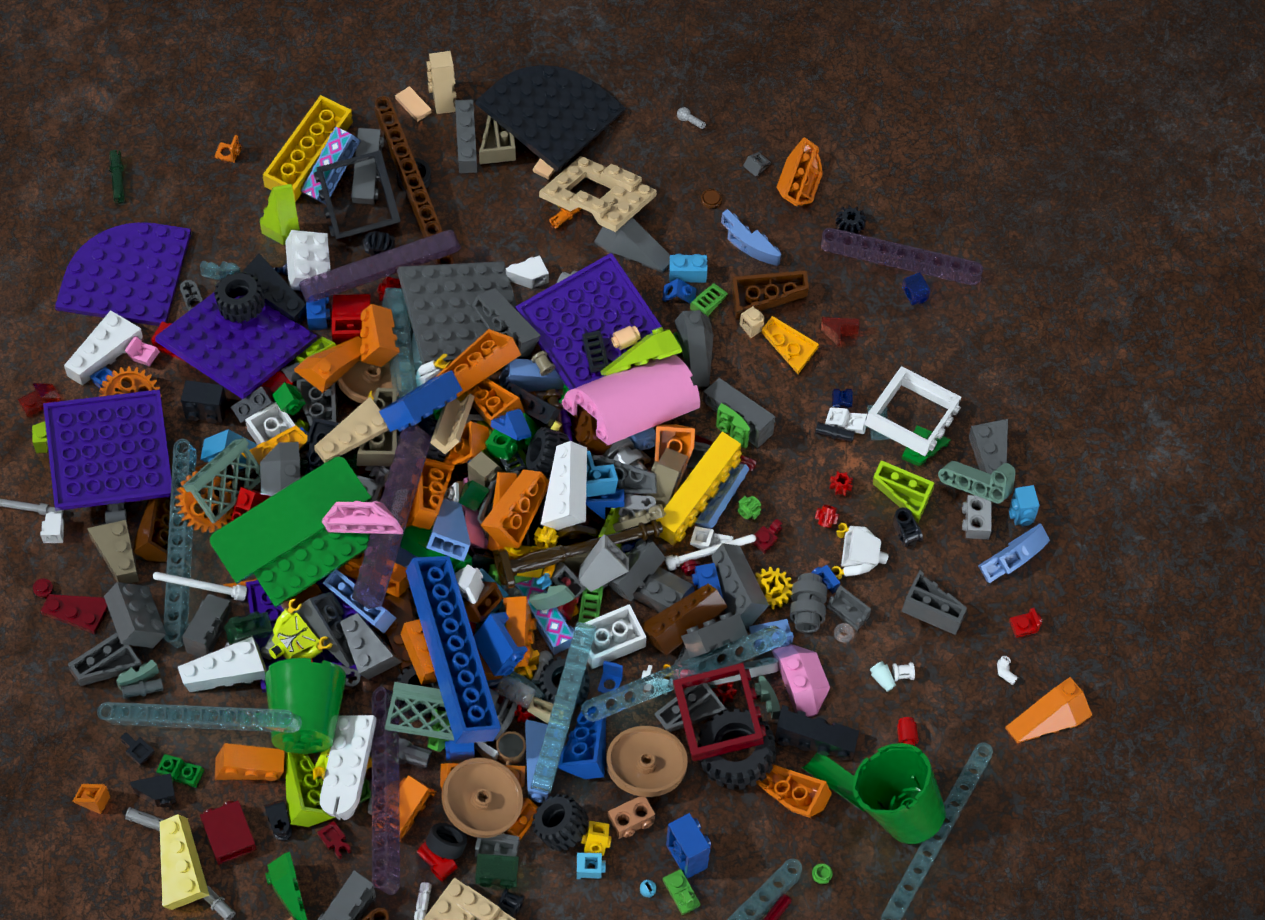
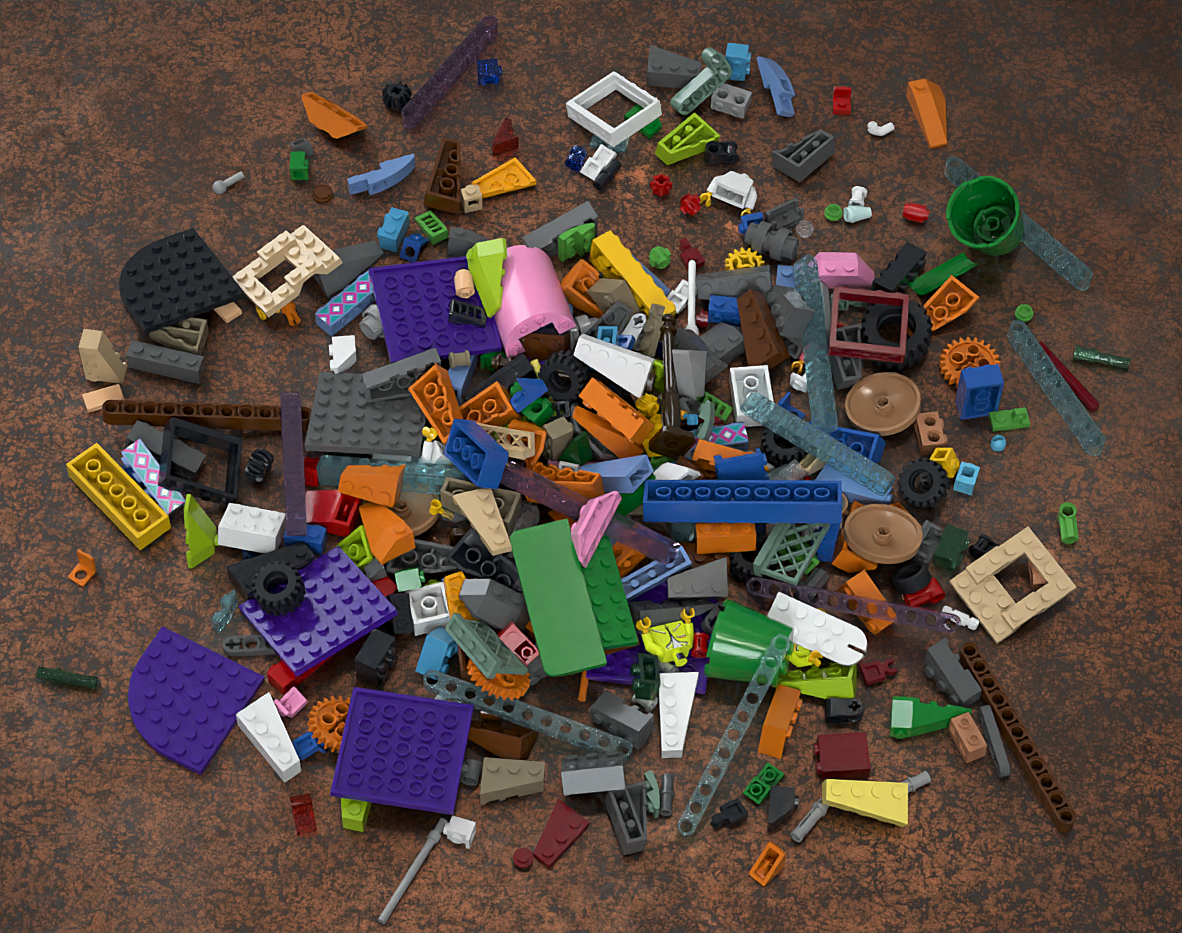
camera: 70 degrees left, 5 degrees down
(237, 592) = (593, 686): white piece -> none
(579, 254) = (346, 305): none -> medium blue brick
(732, 166) = (299, 166): none -> green brick
(745, 822) = (962, 353): none -> orange gear
(876, 654) = (833, 212): none -> bright green plate

